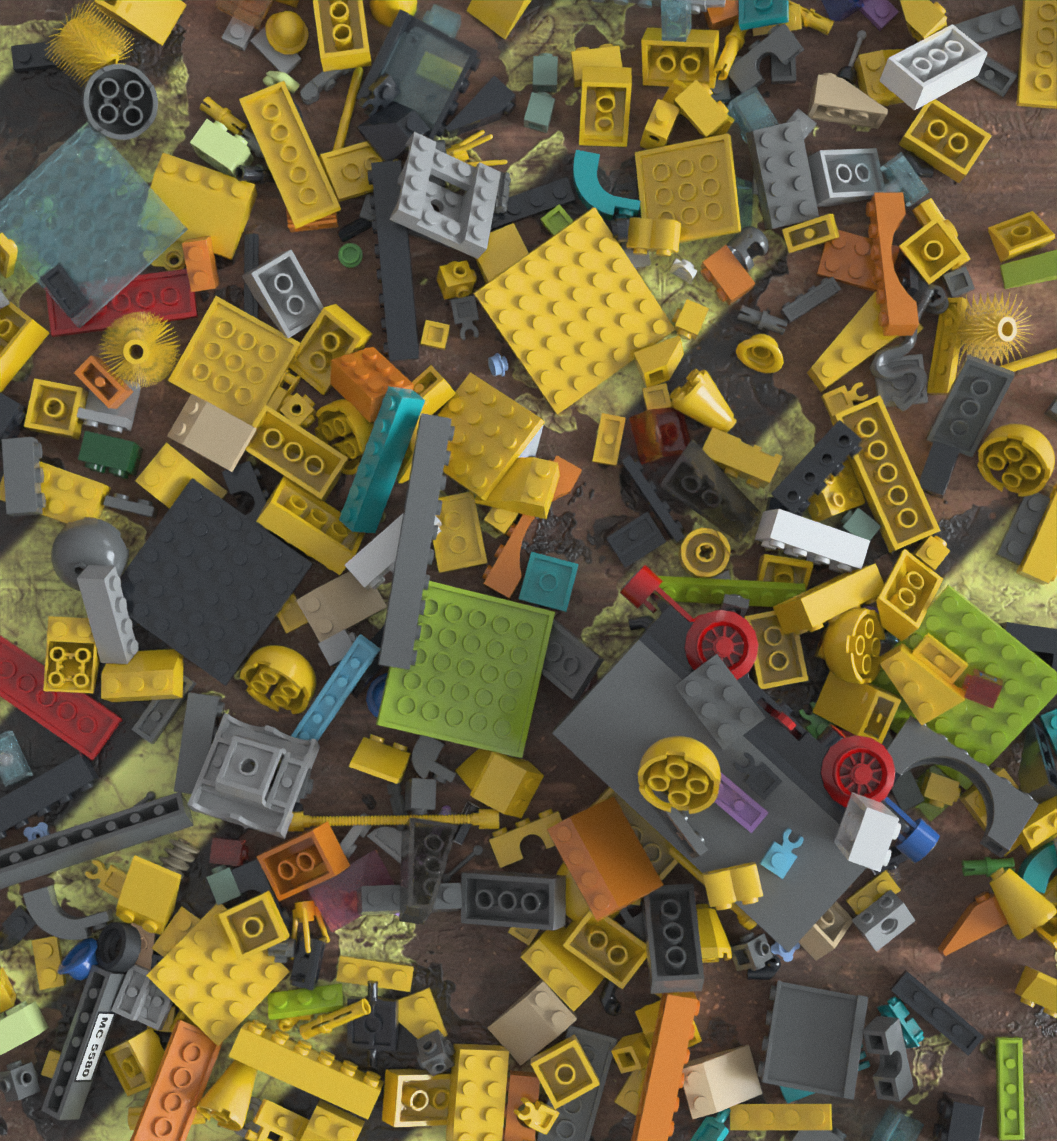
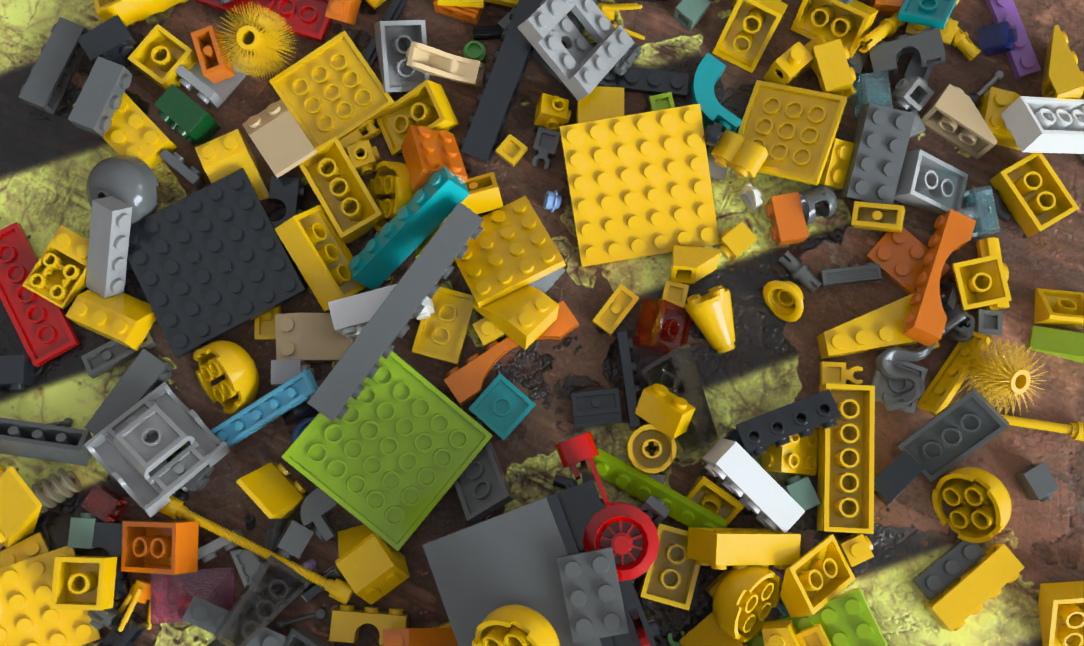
camera: 30 degrees right, 5 degrees down
(334, 284) = (445, 65): none -> tan arch
(700, 511) = (665, 410): none -> yellow brick
(741, 459) = (723, 382): yellow wedge -> none
(749, 200) = (837, 164): none -> yellow plate
(787, 95) = (912, 93): none -> light grey brick

